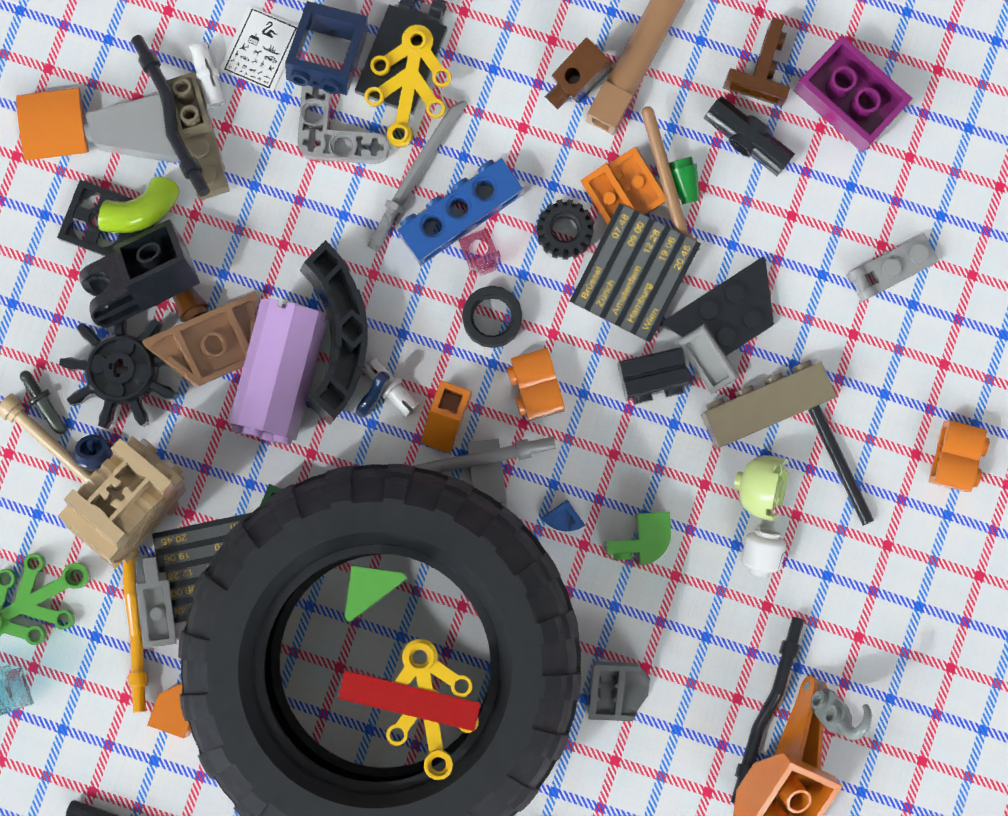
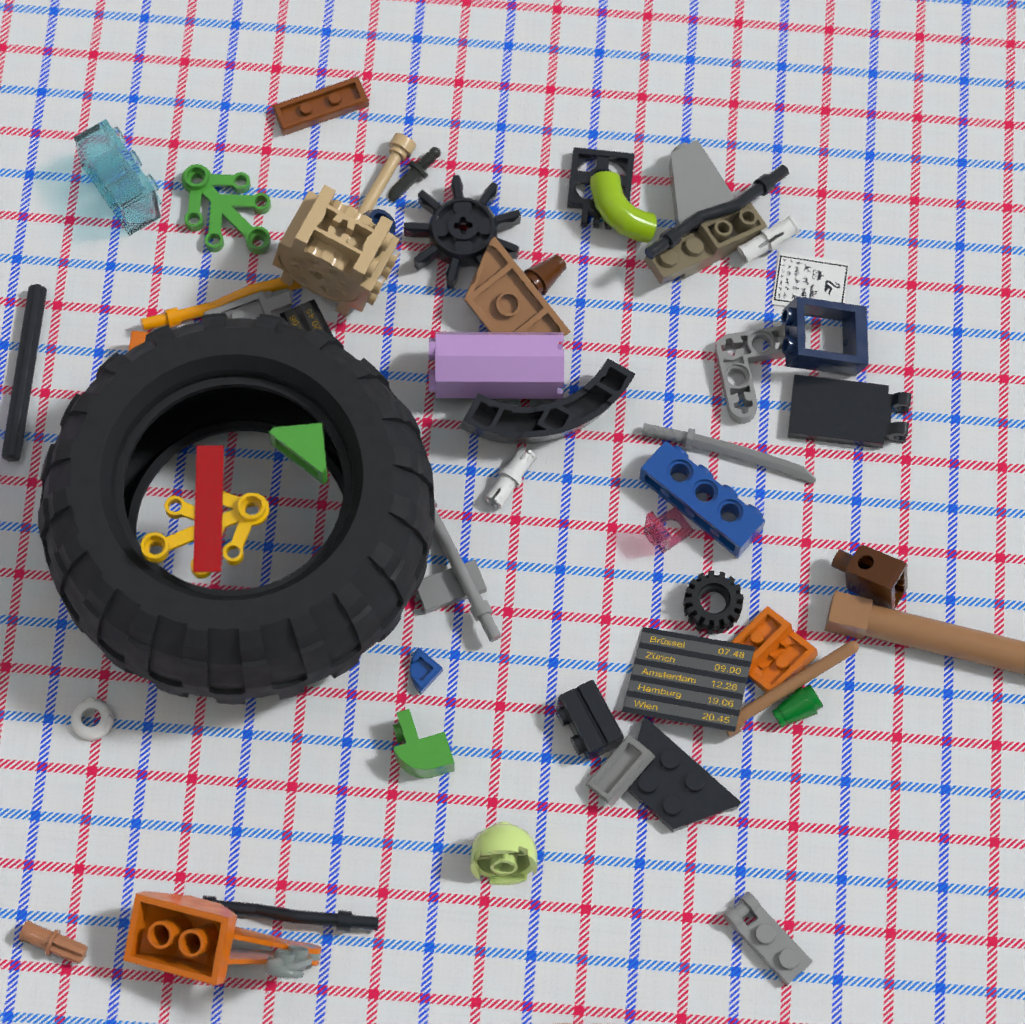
camera: 75 degrees right, 15 degrees down
(51, 124) = (680, 116): orange slope -> none
(138, 275) = (557, 223): black brick -> none
(371, 398) = (492, 459): dark blue piece -> none
(409, 80) = (818, 420): yellow plant -> none
(445, 416) = (495, 531): orange slope -> none
(503, 295) = (613, 531): black tyre -> none
(537, 385) = (549, 611): orange brick -> none
(616, 690) = (262, 759): dark grey slope -> none
(749, 136) = (861, 759): black piece -> none
(757, 84) = (937, 757): reddish brown bracket -> none
(763, 552) = (437, 870): white head -> none
(767, 405) = (589, 840): dark tan brick -> none
(841, 465) = (546, 932): black bar -> none
(852, 94) = (934, 849): magenta brick -> none

